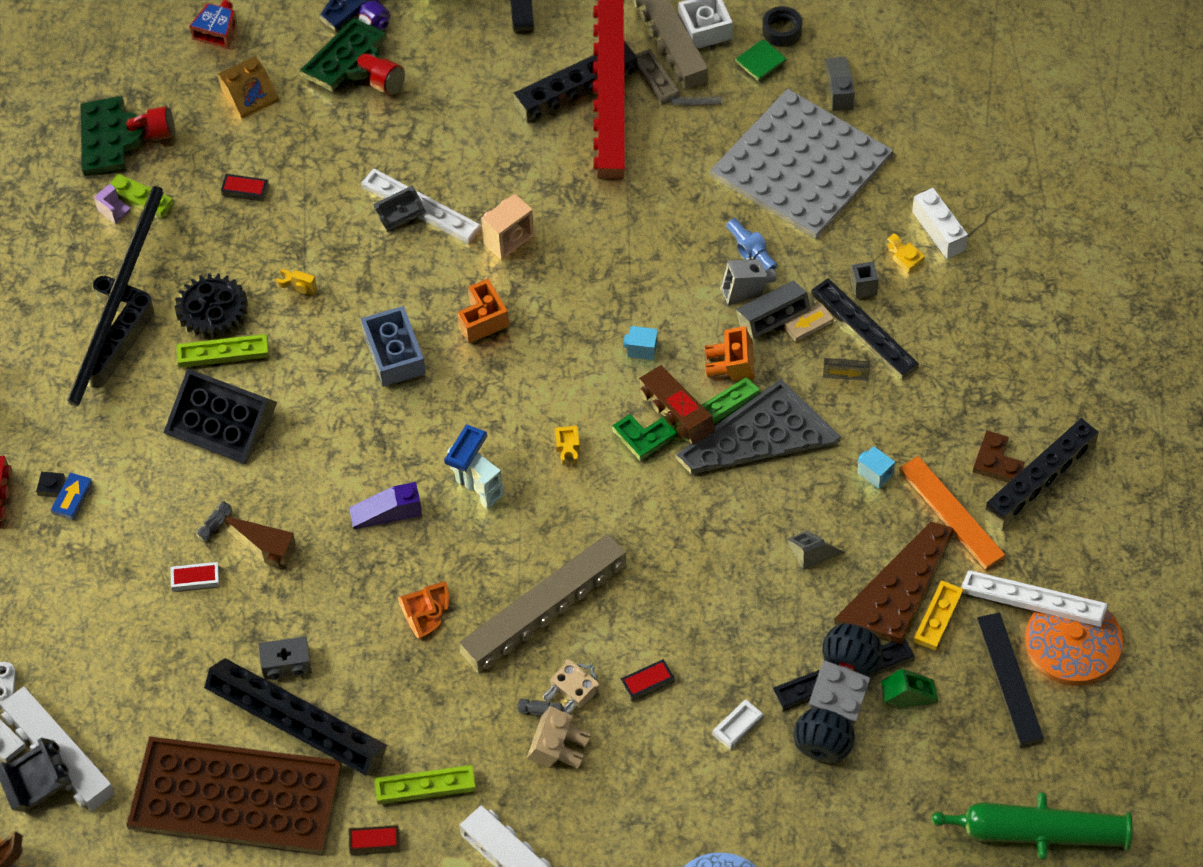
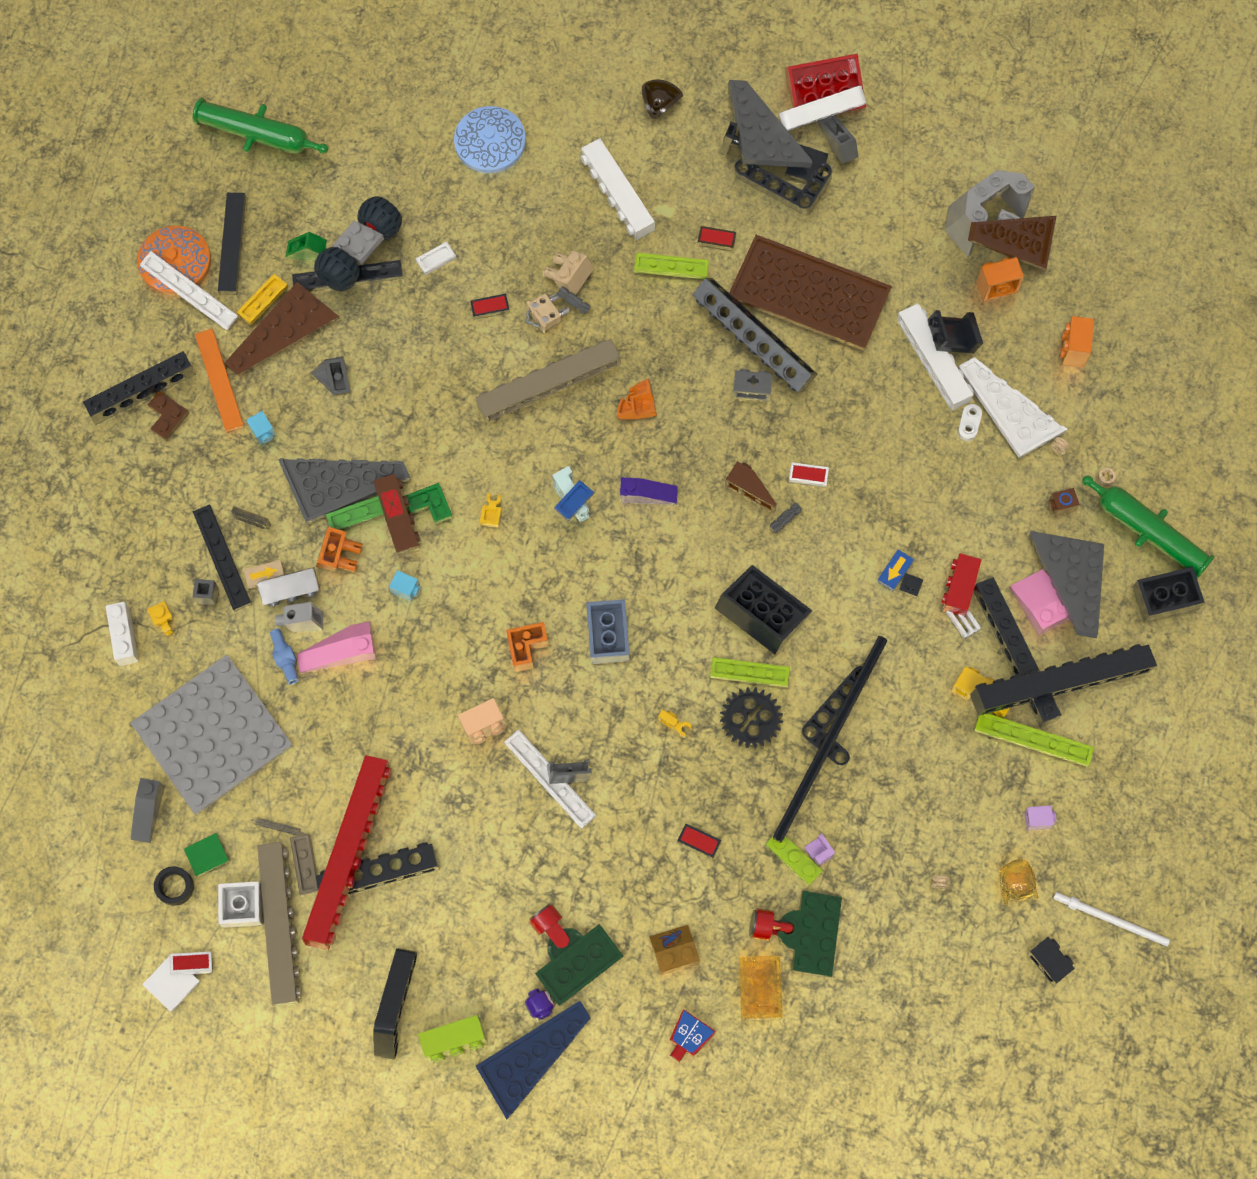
camera: 165 degrees left, 15 degrees up
(151, 71) = (760, 988): none -> clear yellow brick
(687, 270) = (342, 648): none -> bright pink wedge

